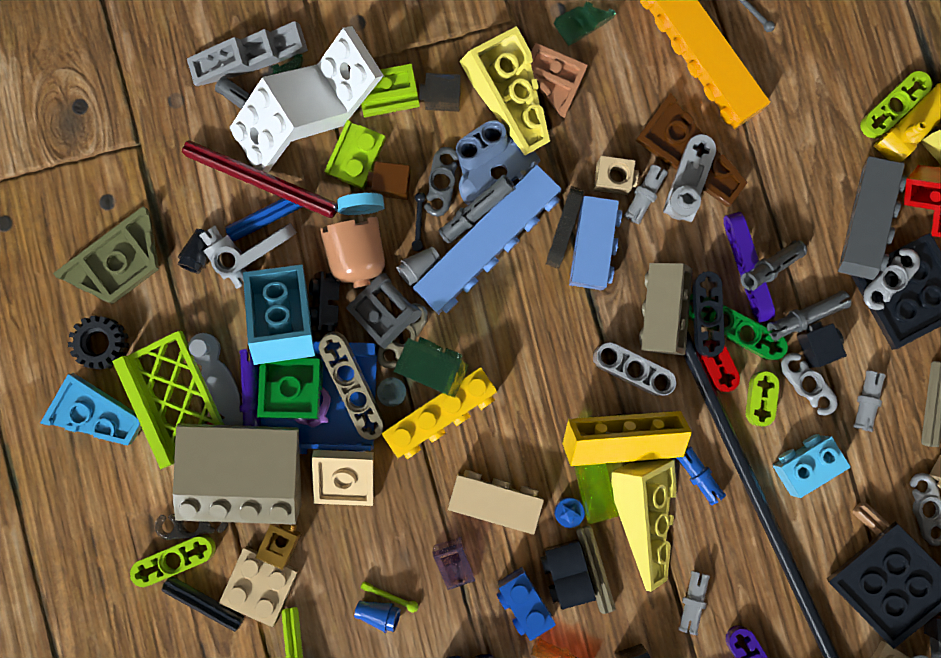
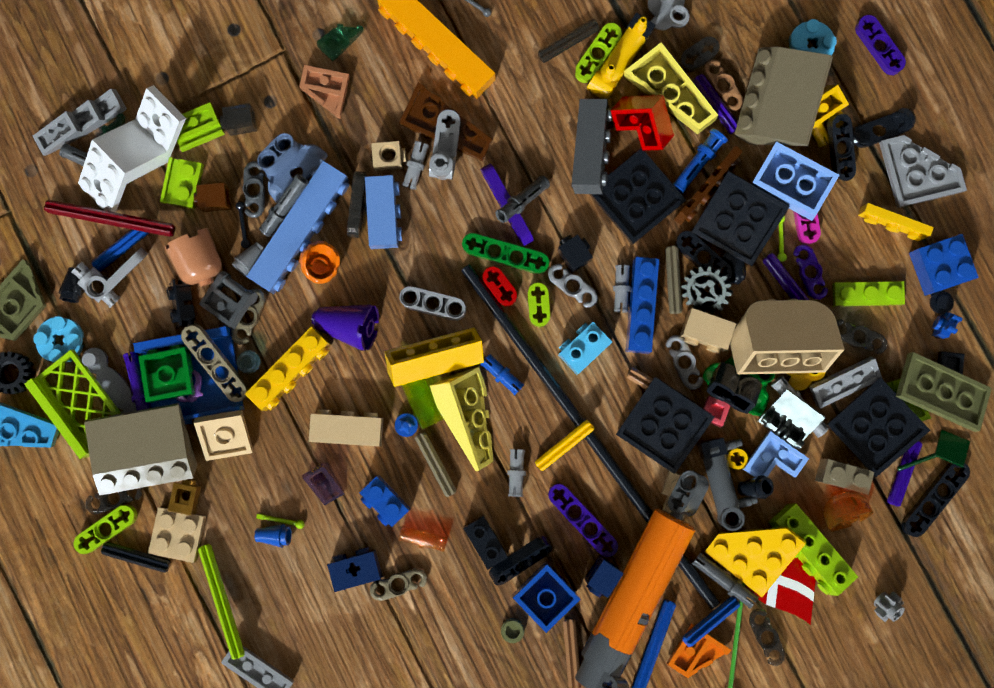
camera: 10 degrees left, 0 degrees up
(151, 306) = (58, 326): none -> medium azure plate
(277, 314) = (144, 319): medium azure brick -> none
(360, 203) = (192, 220): medium azure piece -> none
(428, 365) = (271, 333): clear green brick -> none
(506, 83) = (285, 98): light yellow wedge -> none
(506, 288) = (319, 262): none -> orange hair
(524, 372) = (348, 324): none -> dark purple cone
(569, 574) = (414, 472): black brick -> none
(666, 308) = (448, 250): dark tan brick -> none
(717, 305) = (471, 233): black beam -> none
(762, 581) = (564, 445): none -> yellow axle
(798, 320) = (552, 237): dark grey pin -> none
(862, 82) = (568, 40): none -> clear smoke axle
(894, 428) = (642, 305): none -> blue brick
(904, 275) = (607, 195): light grey piece -> none

